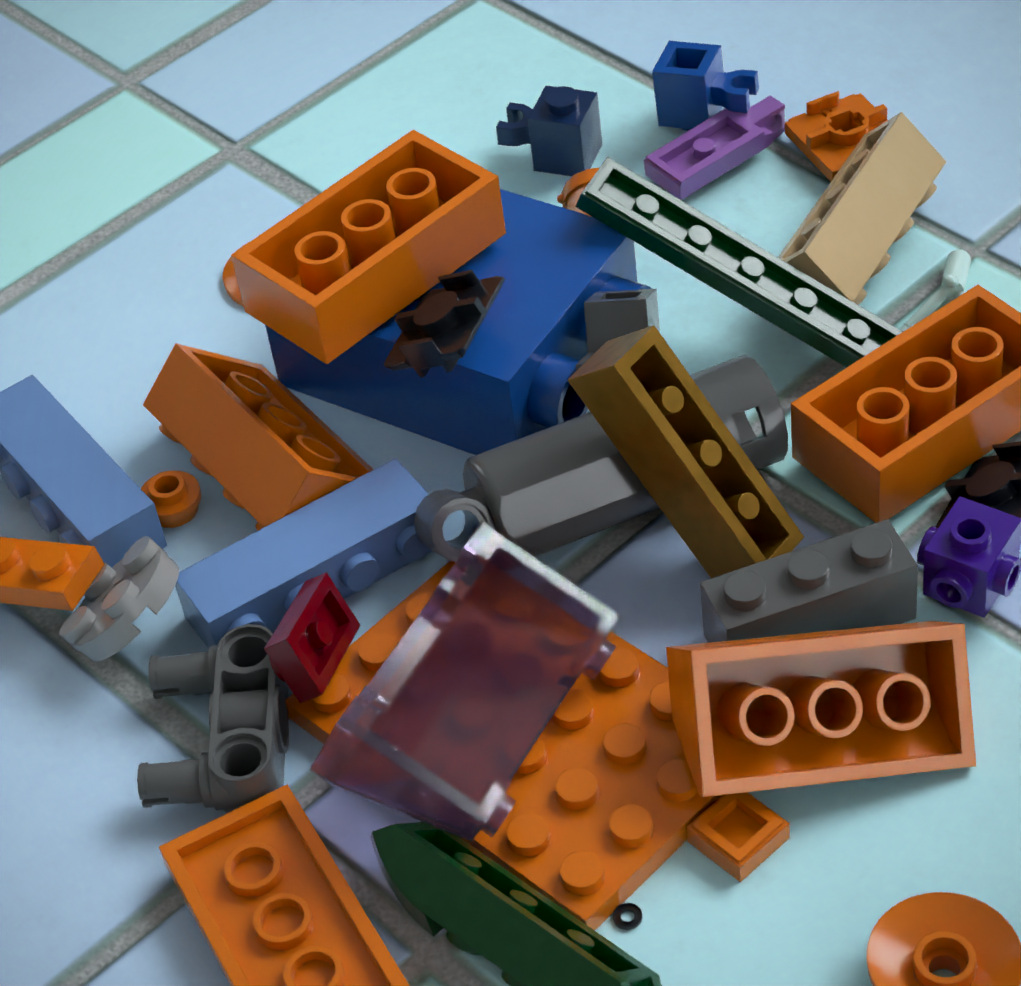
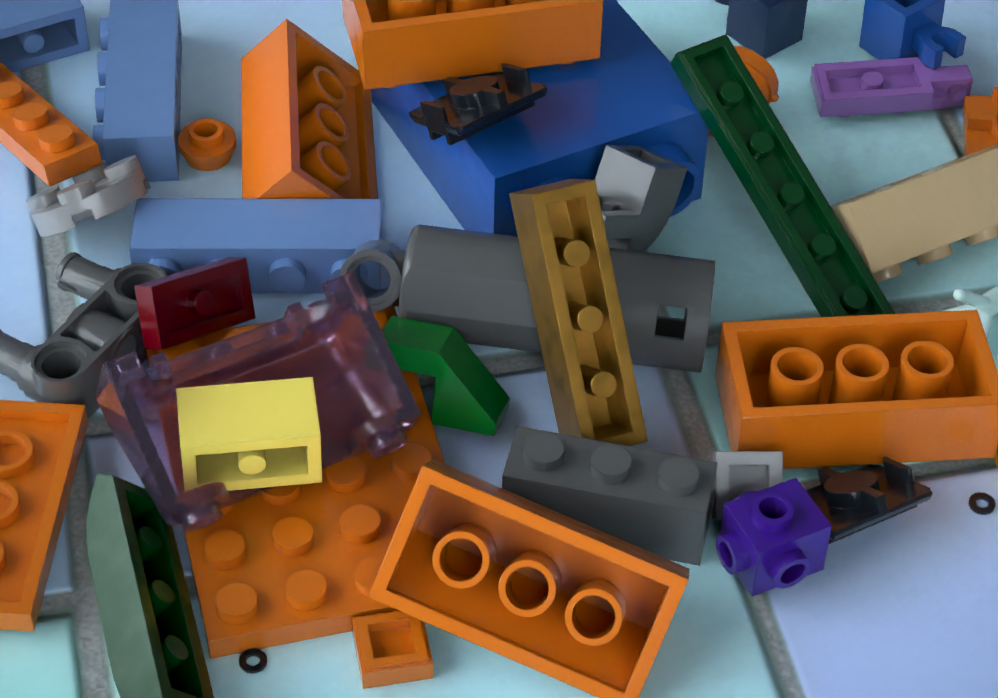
camera: 25 degrees right, 0 degrees up
(485, 717) = (250, 434): none -> light yellow brick
(598, 573) = (464, 388): none -> green slope
(910, 515) = (744, 472): none -> light grey plate

